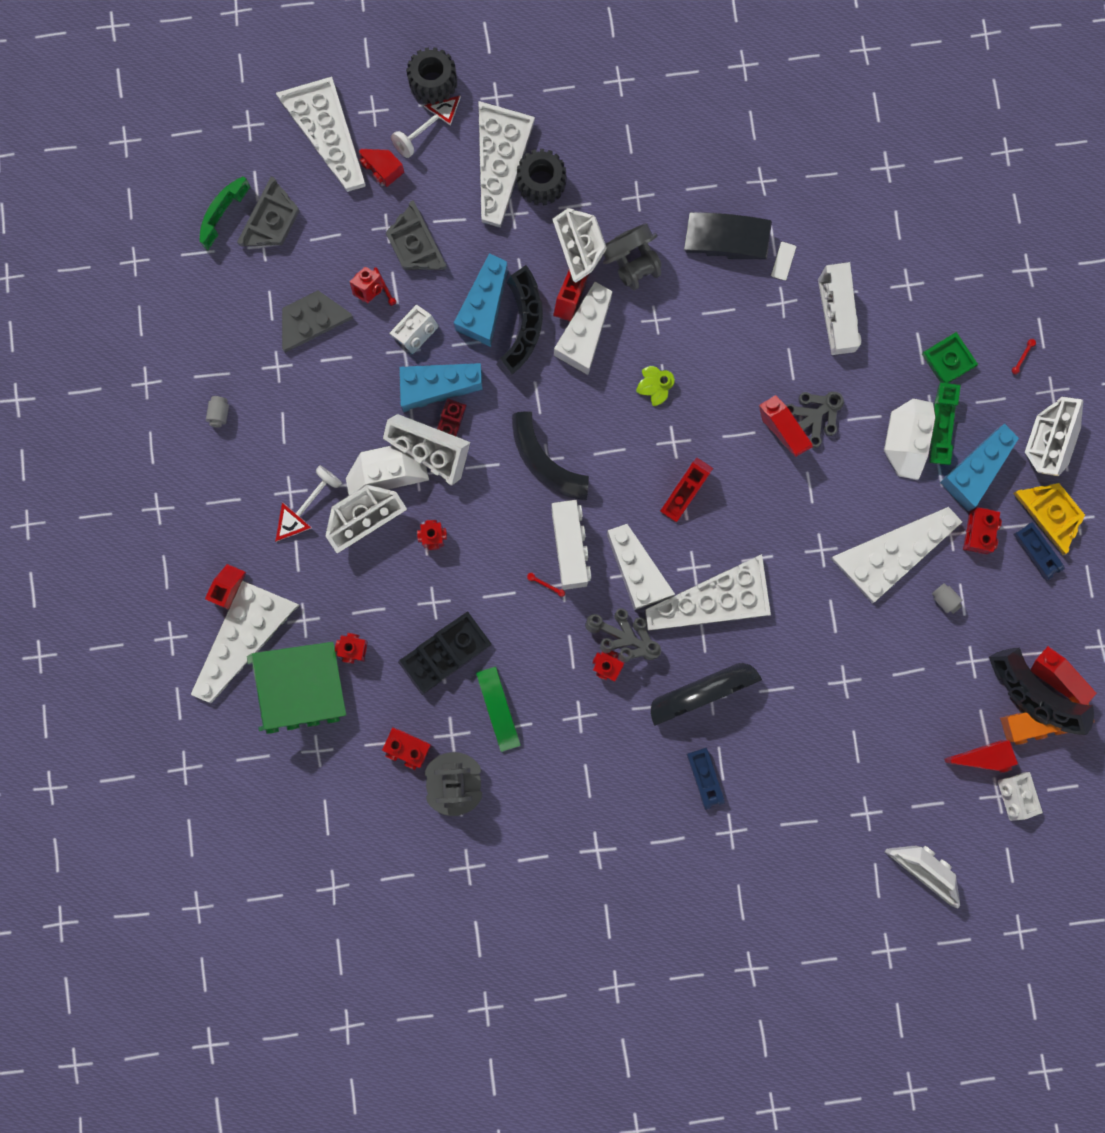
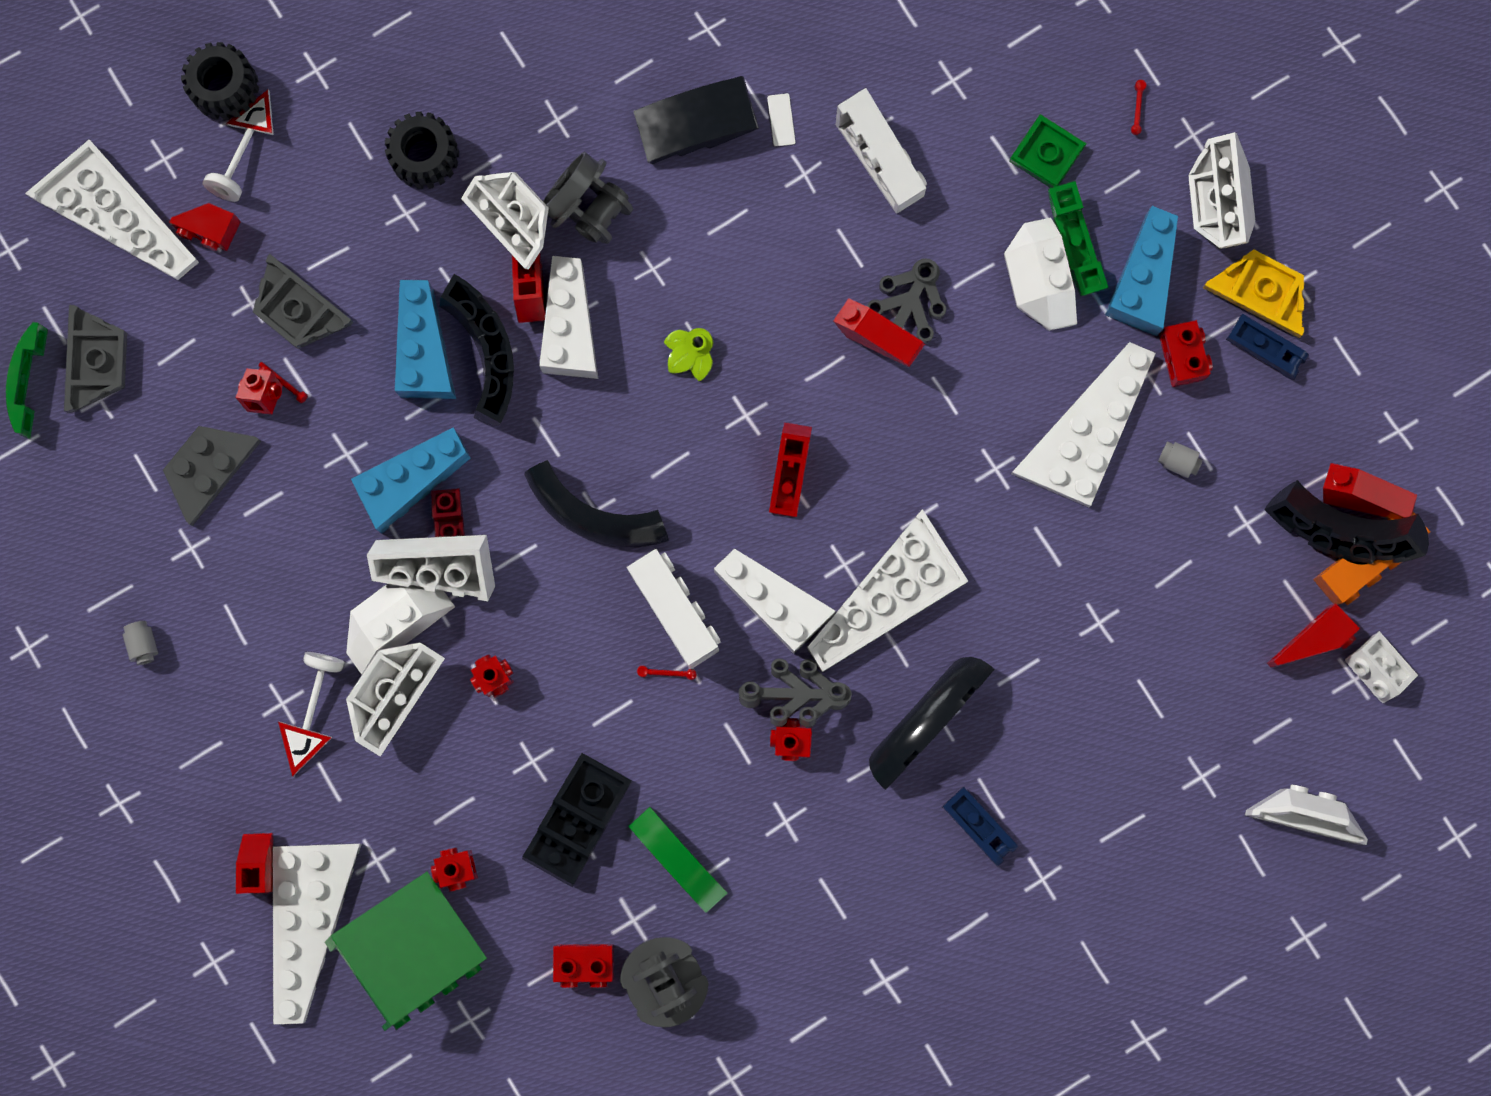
camera: 20 degrees left, 0 degrees up
(414, 329) = (347, 420): white bracket -> none
(502, 145) = (354, 135): white wing -> none

